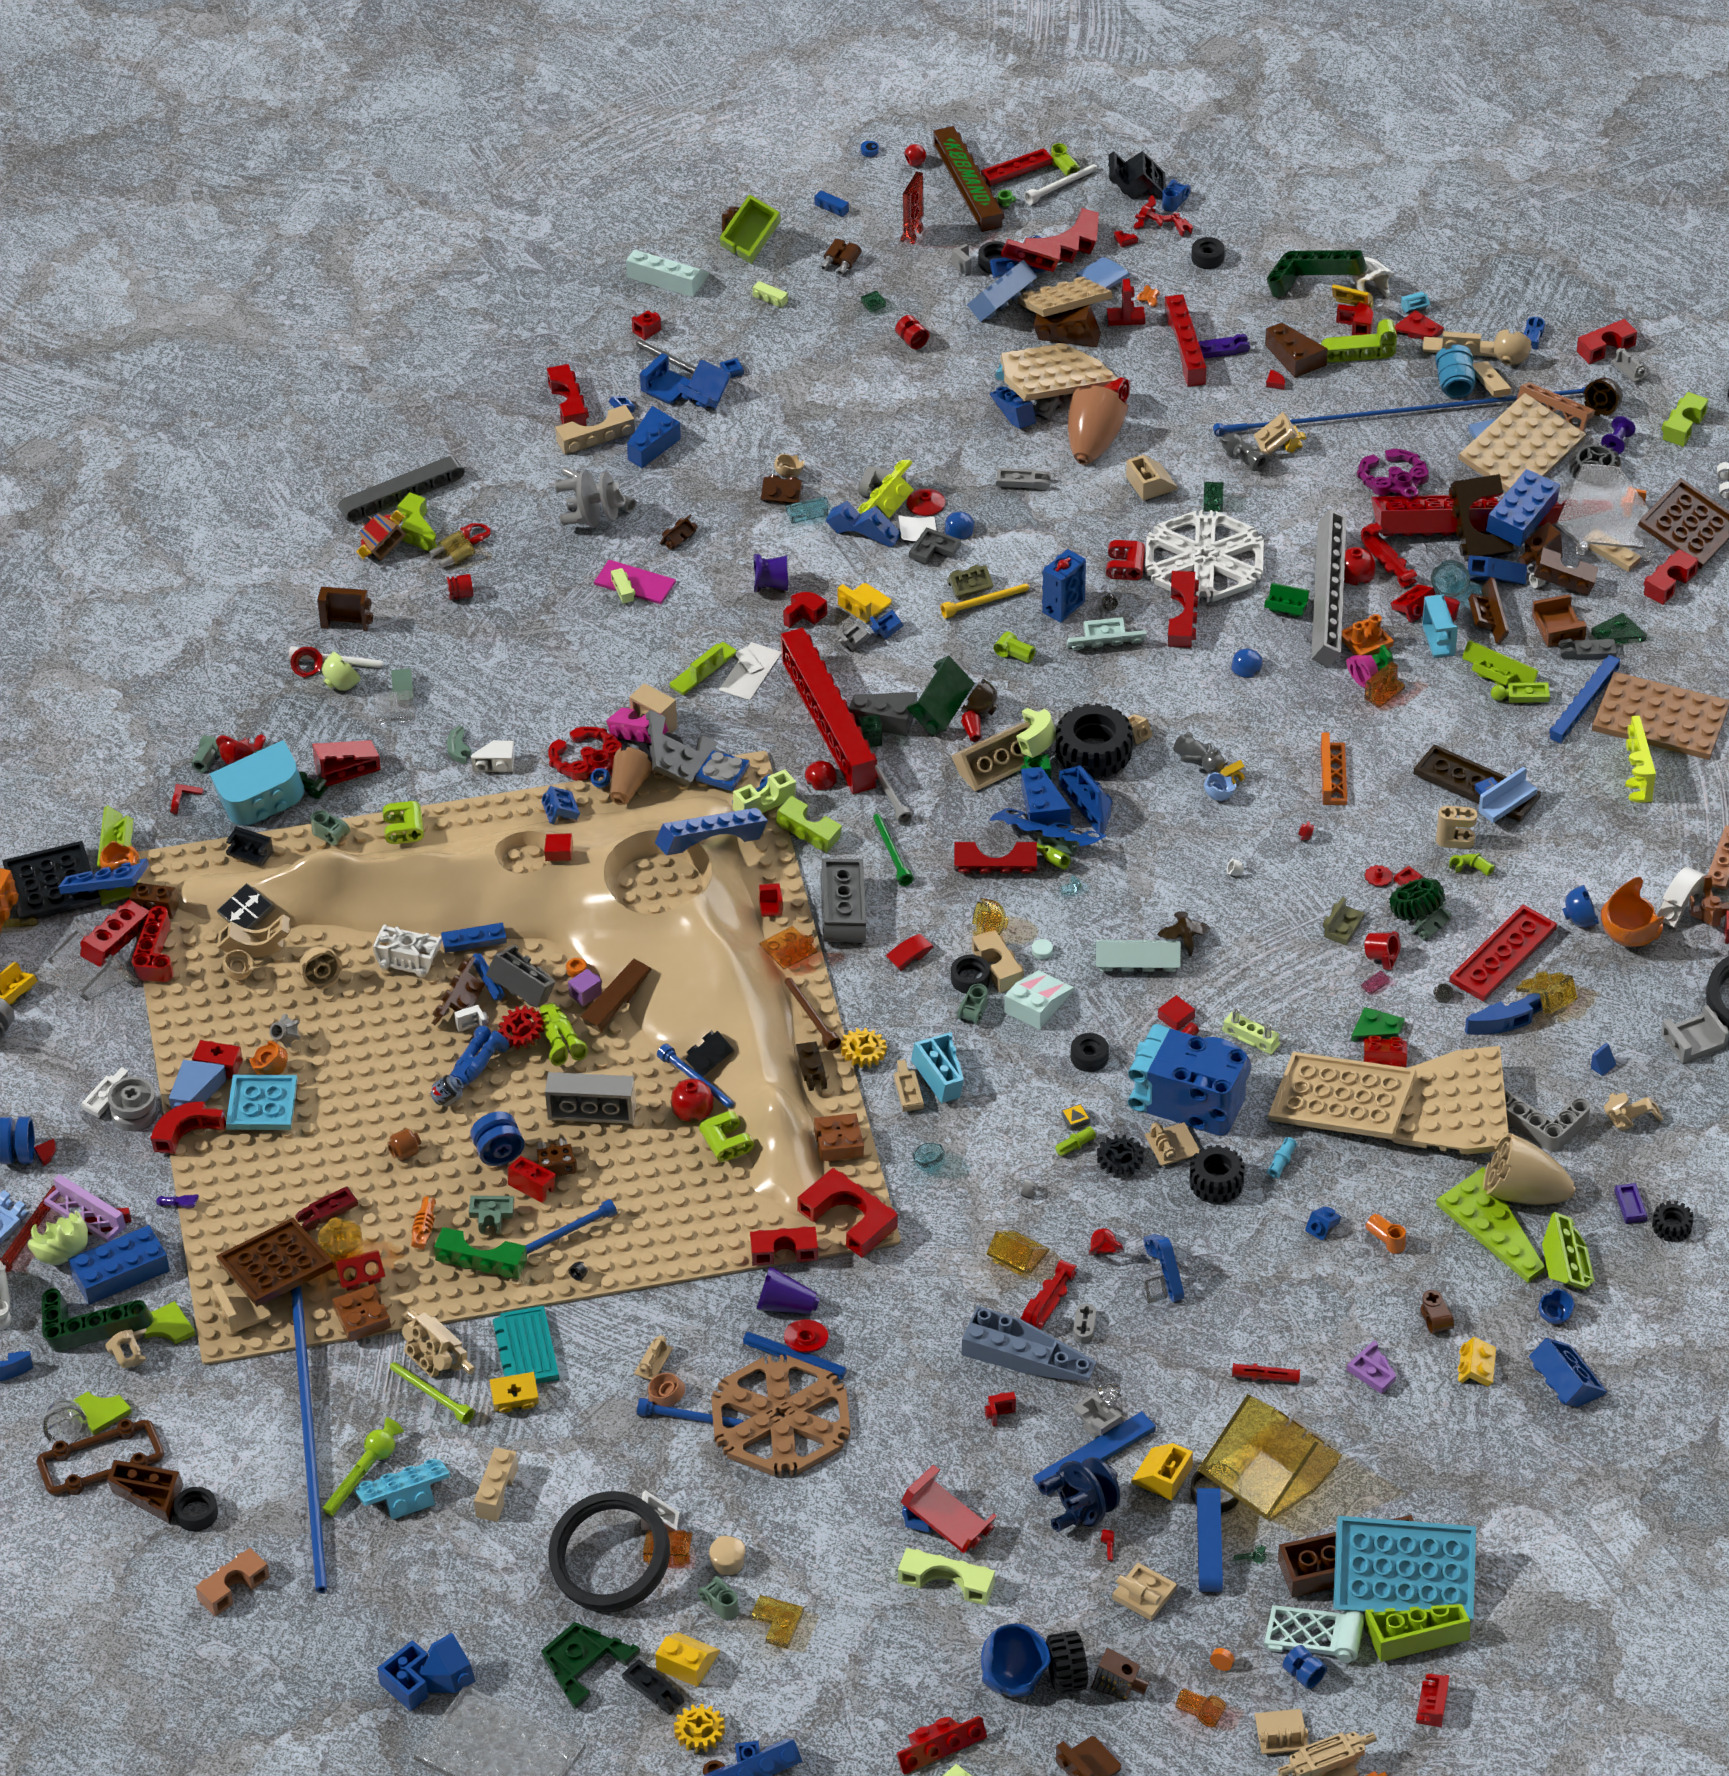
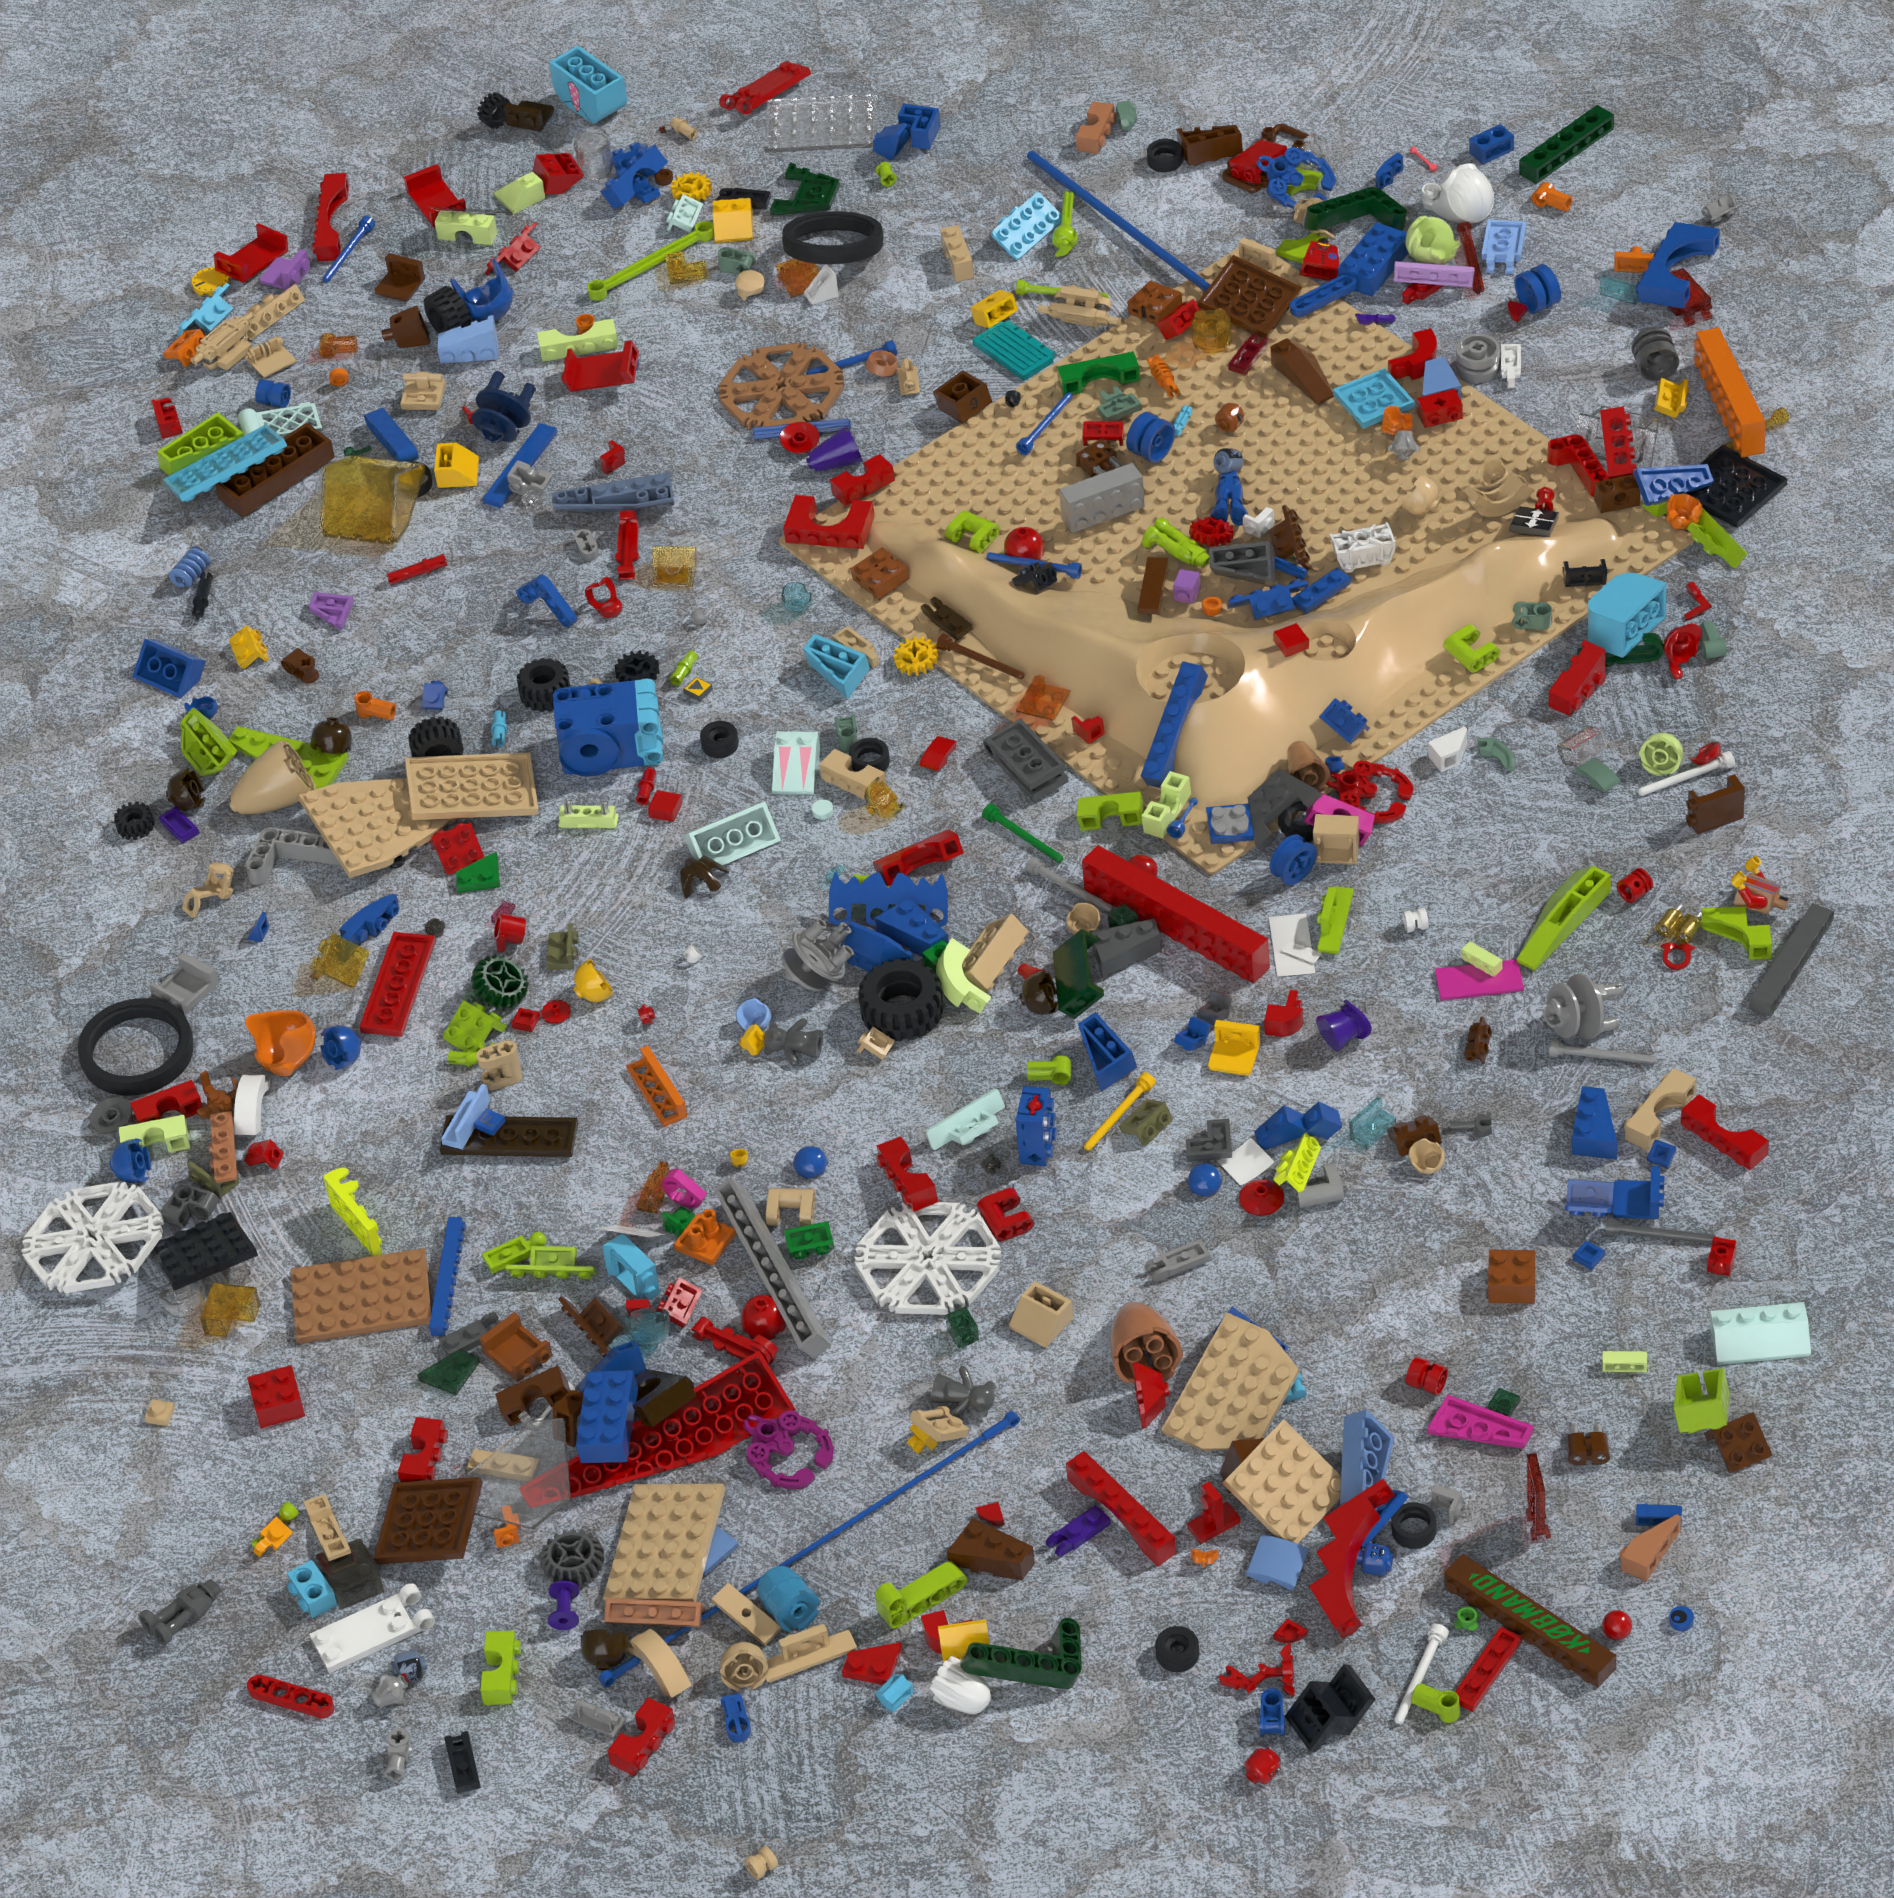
camera: 155 degrees right, 0 degrees up
(114, 1396) = (1290, 176): none -> blue piece
(119, 1435) = (1244, 165): none -> red panel
(169, 1284) = (1321, 260): none -> red torso
(188, 1579) = (1126, 115): none -> sand green rock
(203, 1240) = (1323, 295): none -> blue plate
(216, 925) = (1541, 499): none -> red bush
(293, 1169) = (1301, 369): none -> reddish brown wedge
(447, 1168) = (1182, 419): none -> medium azure axle
(486, 1637) = (885, 173): none -> lime bush
(530, 589) = (1564, 913): none -> lime wedge
(534, 944) = (1269, 602): none -> blue bracket
(623, 1294) = (962, 396): none -> reddish brown brick
(644, 636) = (1415, 920): none -> white wheel
(701, 709) = (1293, 859): none -> blue wheel
(730, 480) = (1475, 1125): none -> dark grey bar
(732, 1696) = (684, 213): none -> light aqua bracket
(799, 367) = (1511, 1276): none -> dark orange piece
(803, 1651) = (650, 261): none -> lime piece
(855, 185) = (1648, 1548): none -> nougat slope
(900, 296) = (1475, 1423): none -> dark pink wing
(901, 747) = (1083, 917): none -> tan hair
(927, 1589) = (584, 323): none -> orange wheel
(963, 633) = (1106, 1051): none -> blue wedge
(1053, 1615) = (469, 343): none -> light blue wedge
(1143, 788) = (816, 956): none -> light grey piece
(1202, 170) = (1262, 1766): none -> red head
(1273, 635) = (790, 1199): none -> tan connector
(1297, 684) = (739, 1157): none -> yellow hinge
(1338, 869) = (591, 983): none -> yellow cylinder
(1354, 1143) = (435, 738): none -> black tyre
(1424, 647) = (634, 1231): none -> white sticker
(1447, 1208) = (331, 736): none -> dark brown cylinder
(1457, 881) = (471, 1026): none -> lime bracket
(1494, 1480) = (189, 567): none -> medium blue piece
(1500, 1441) = (201, 601): none -> black axle
(1567, 243) = (761, 1863): none -> tan wheel
(1573, 374) = (660, 1661): none -> tan arch
(1613, 1219) = (185, 790): none -> dark brown cylinder
(1691, 854) = (266, 1152): none -> red bracket

